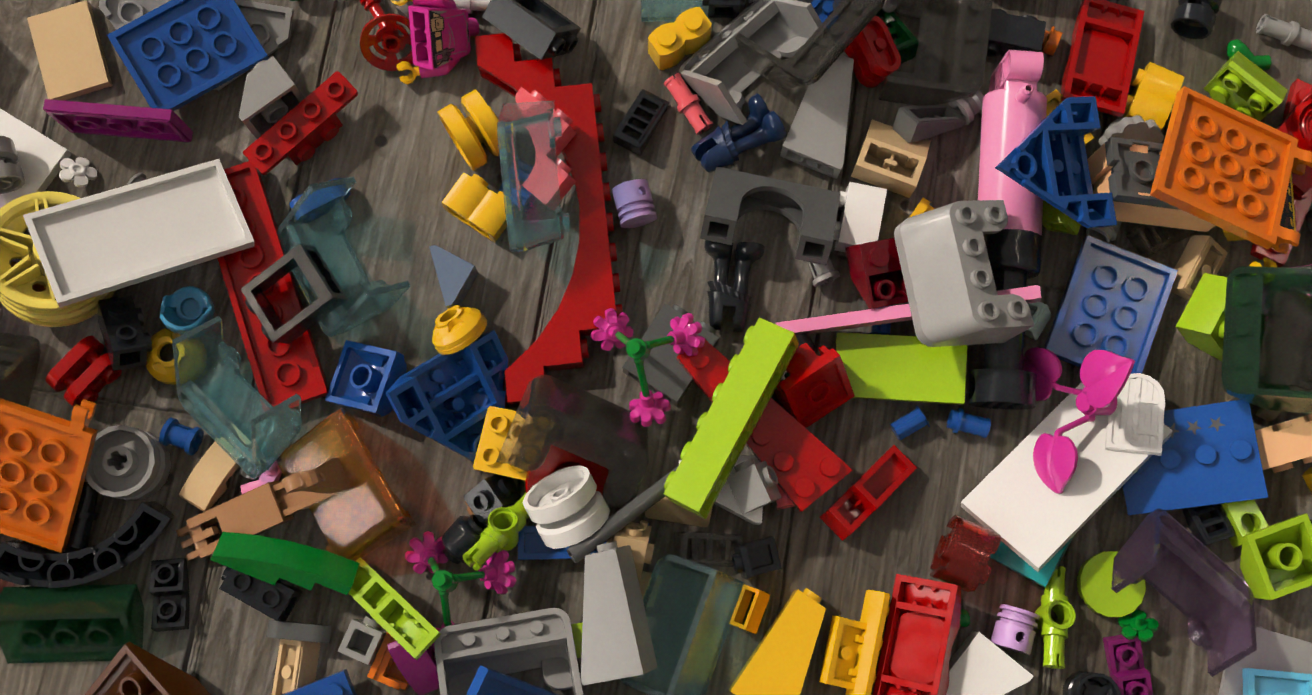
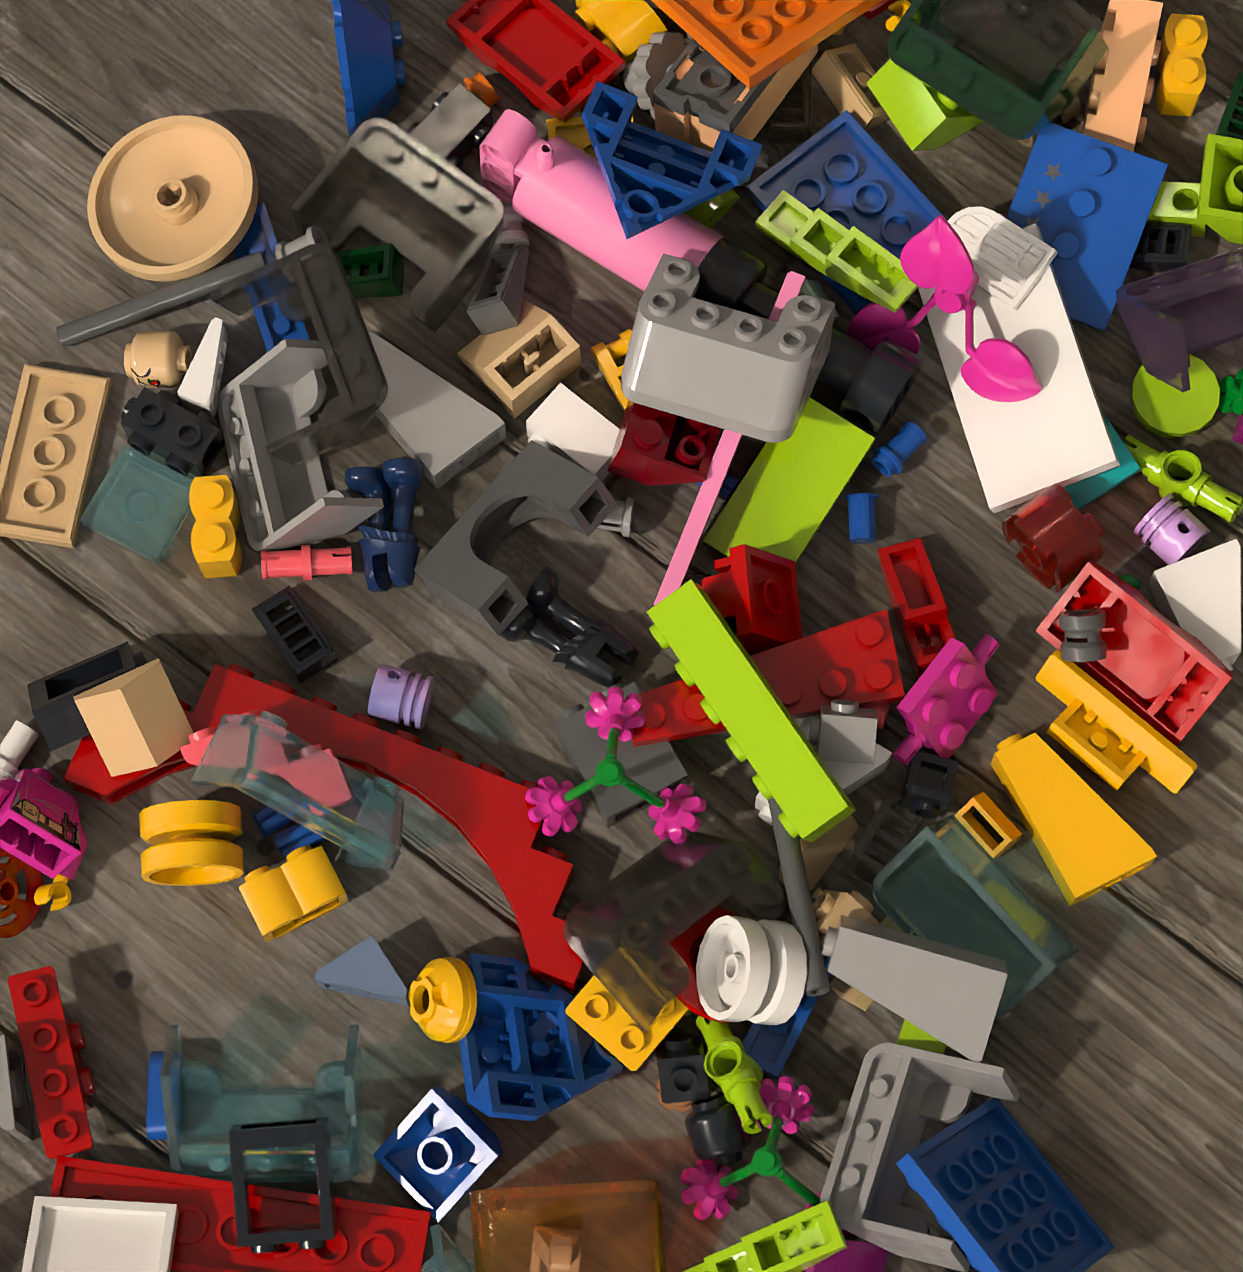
camera: 60 degrees left, 5 degrees down
(527, 53) = (135, 719): none -> tan slope
(816, 540) = (947, 700): none -> dark pink plate
(874, 54) = (385, 303): red brick -> none
(907, 606) = (1082, 635): none -> dark grey wheel
(1075, 312) = (836, 251): none -> lime slope

